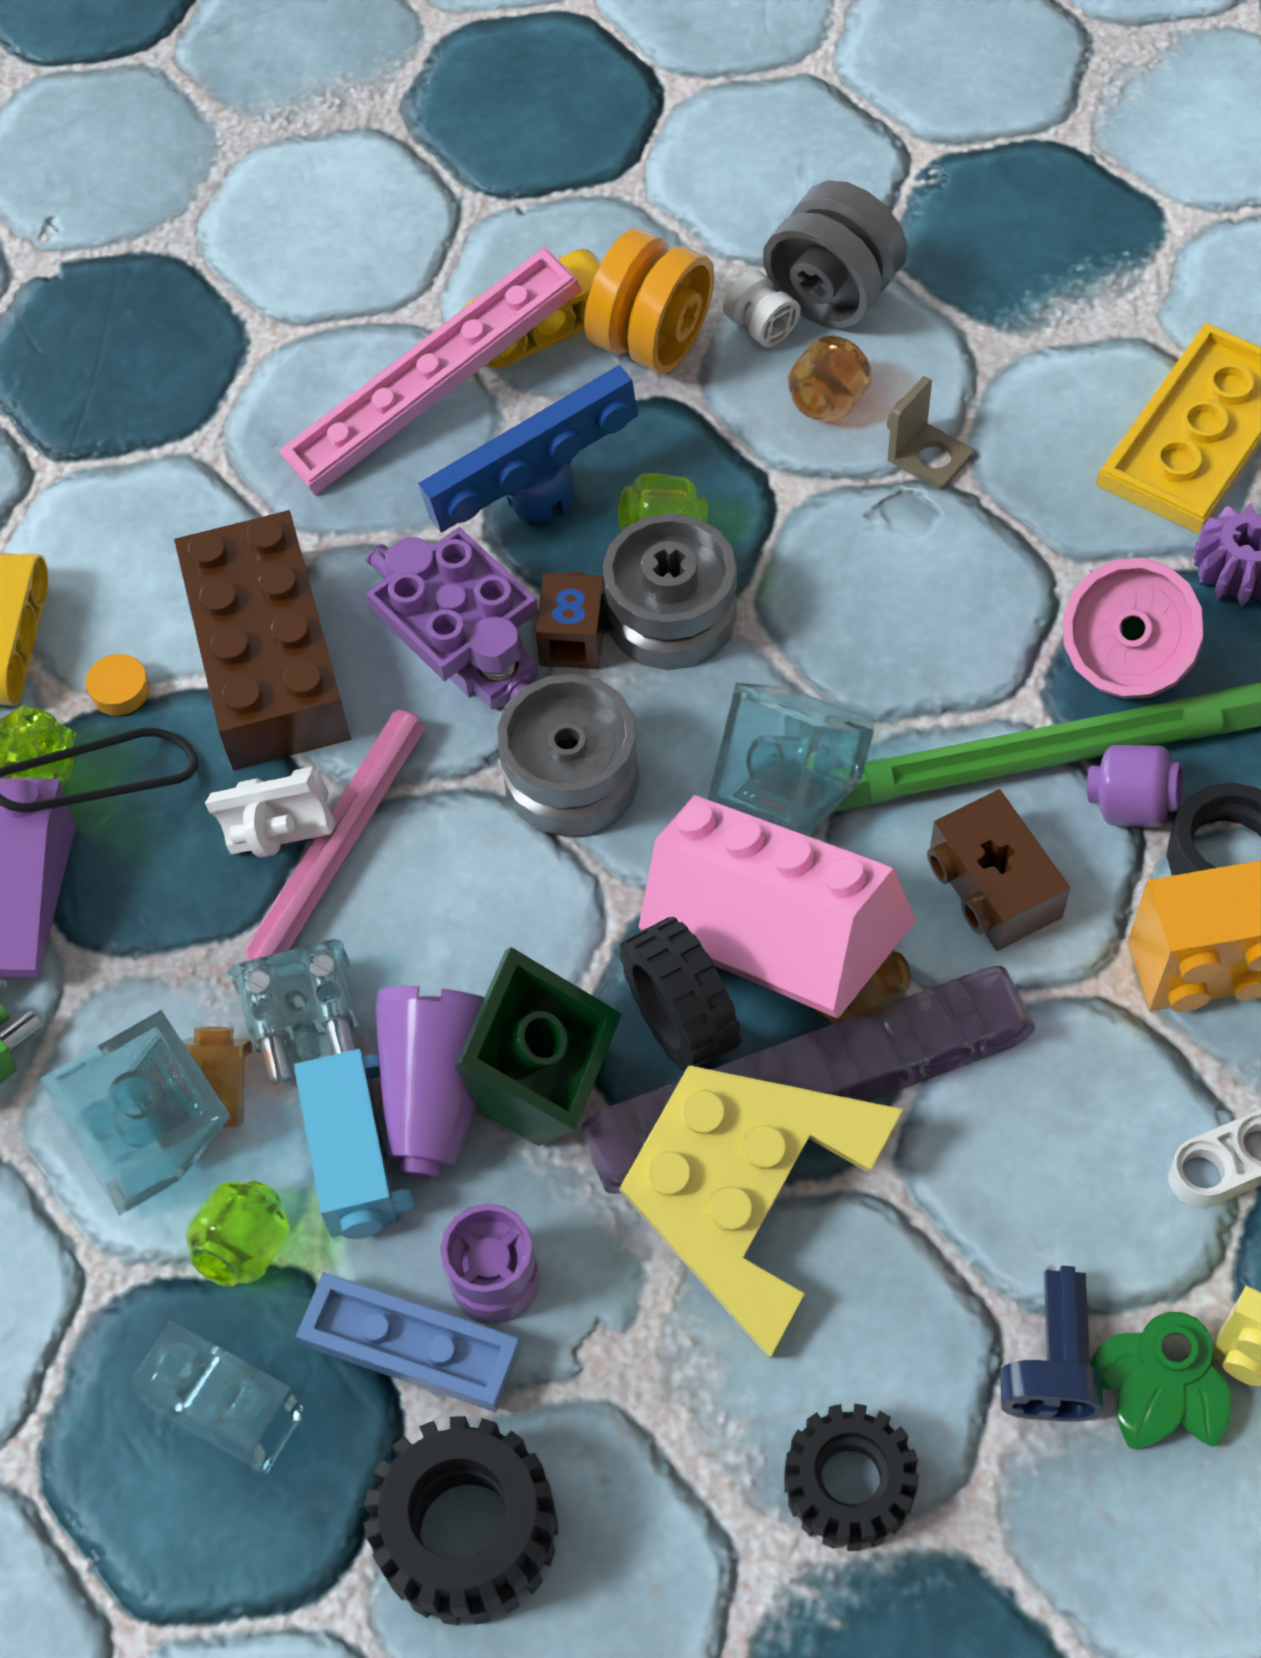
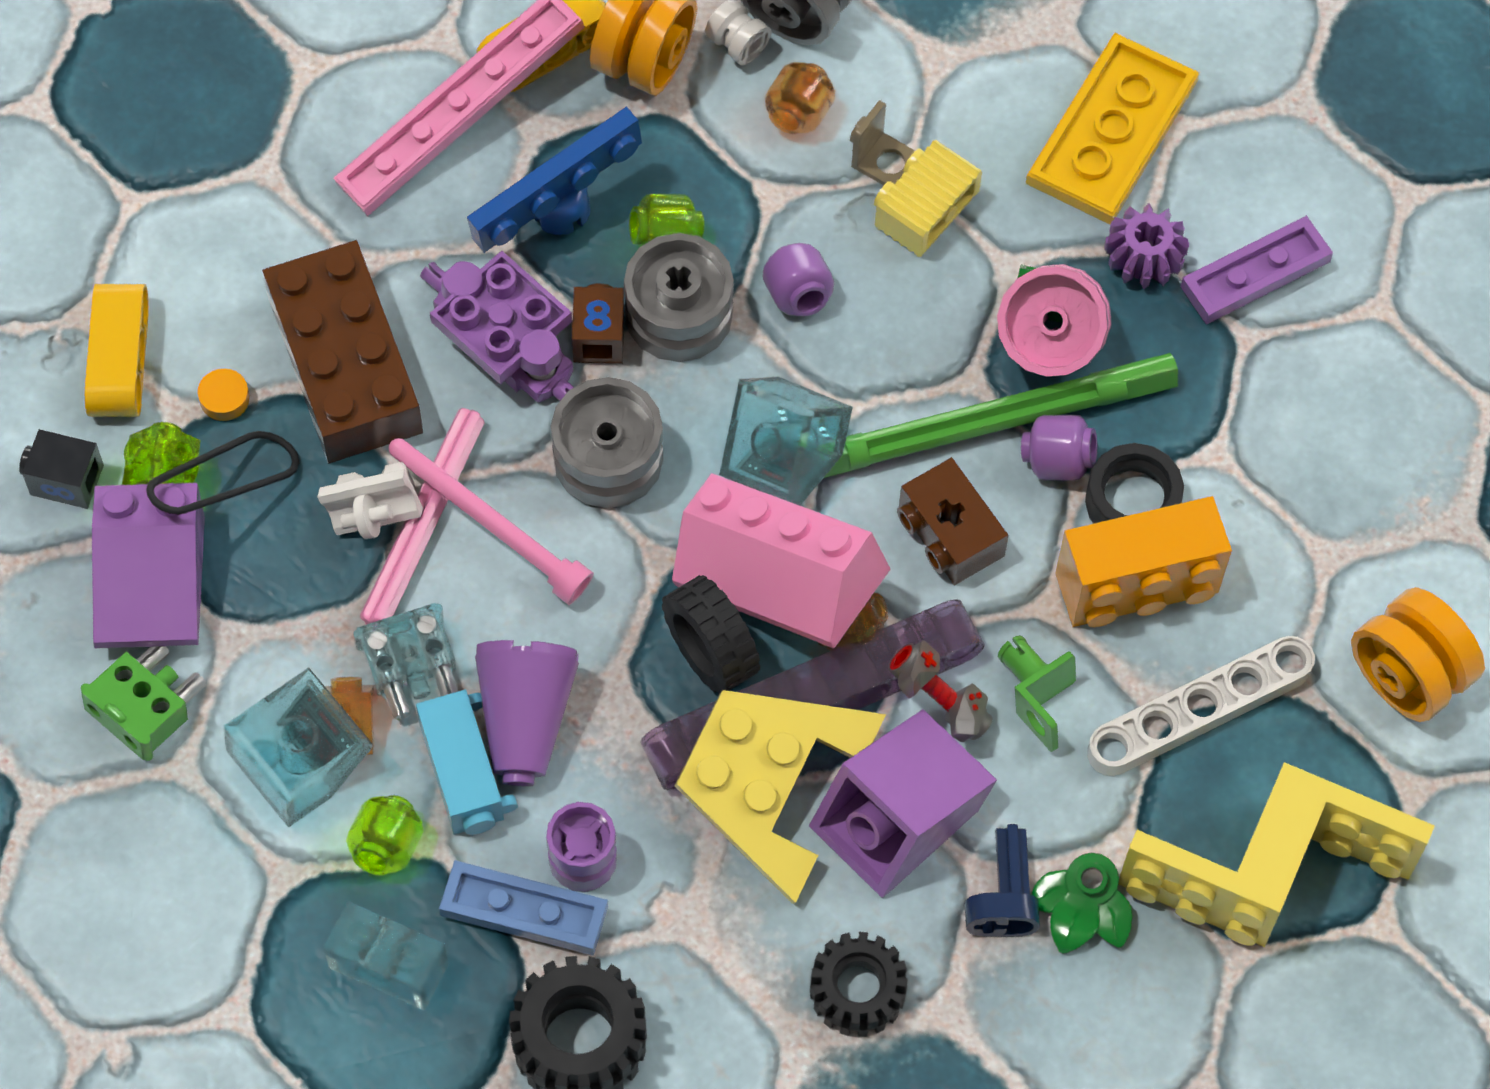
camera: 10 degrees left, 5 degrees up
(506, 918) = (566, 577): none -> bright pink piece
(535, 1049) = (604, 683): dark green slope -> none
(817, 577) = (798, 279): none -> medium lavender head
(918, 1226) = (900, 801): none -> medium lavender slope
(976, 492) = (926, 197): none -> light yellow brick
(1008, 1108) = (966, 710): none -> flat silver piece
(1104, 1082) = (1037, 686): none -> bright green bracket

